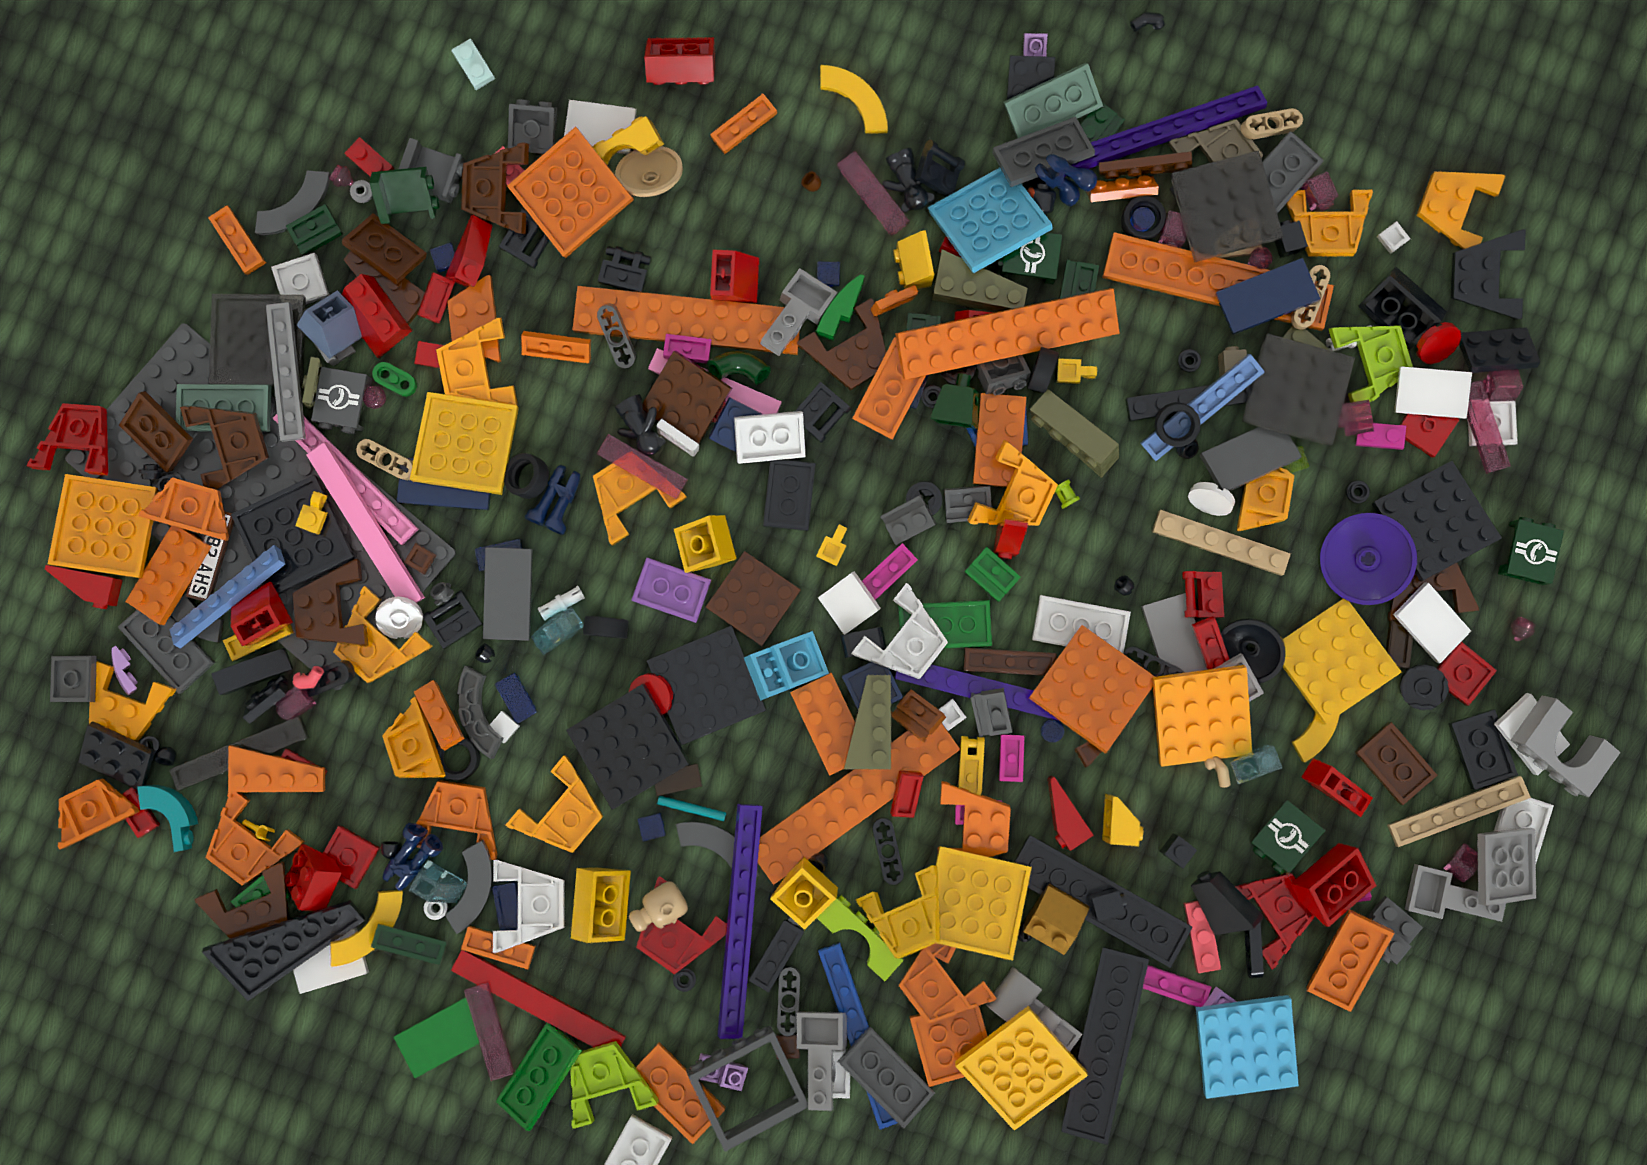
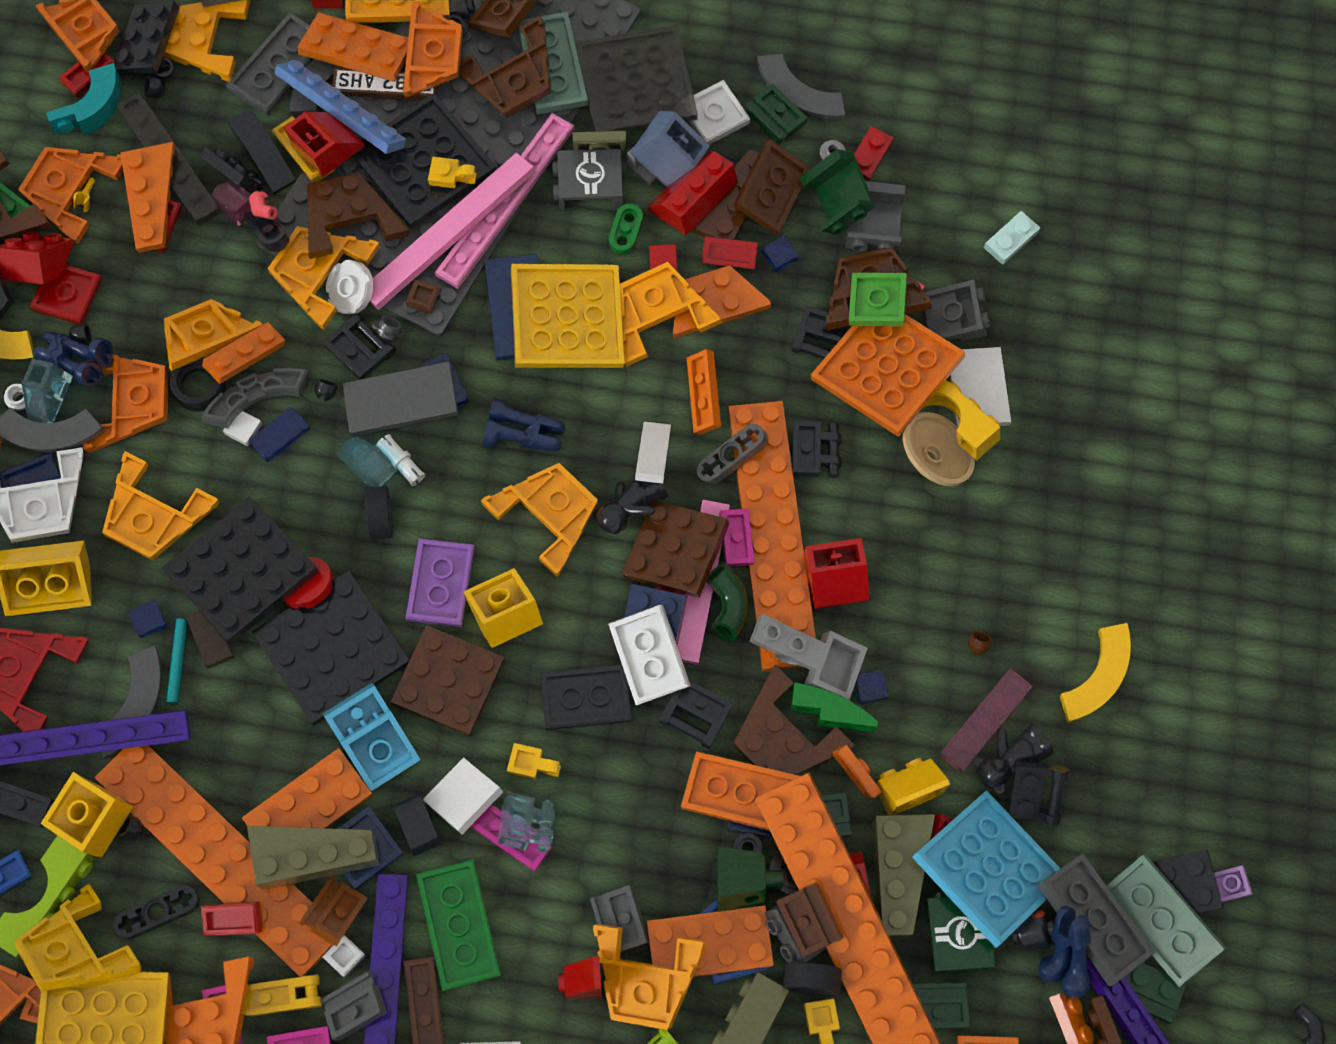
camera: 75 degrees right, 15 degrees down
(120, 664) = (248, 21): lavender slope -> none
(237, 240) = (744, 40): orange plate -> none
(285, 372) = (604, 112): light grey plate -> none
(341, 176) = (843, 128): clear pink plate -> none
(374, 397) = (600, 212): clear pink plate -> none
(377, 459) = (528, 228): tan beam -> none
(470, 253) = (792, 277): red slope -> none
(512, 184) = (878, 299): none -> bright green plate
(539, 479) = (542, 402): black tyre -> none
(602, 398) = (653, 452): none -> white tile
(642, 466) = (580, 515): clear pink tile -> none
(661, 907) = (46, 643): tan piece -> none
(677, 438) = (625, 549): white tile -> none
(680, 60) = (1083, 459): red slope -> none
(743, 123) = (1028, 547): orange plate -> none
(880, 565) = (517, 820): none -> clear light blue plate
(908, 520) = (583, 848): dark grey plate -> none
(913, 646) = (423, 886): white wing -> none
(926, 489) = (599, 862): black gear -> none
(992, 574) = (534, 971): green plate -> none
(1003, 360) = (809, 919): none -> reddish brown plate

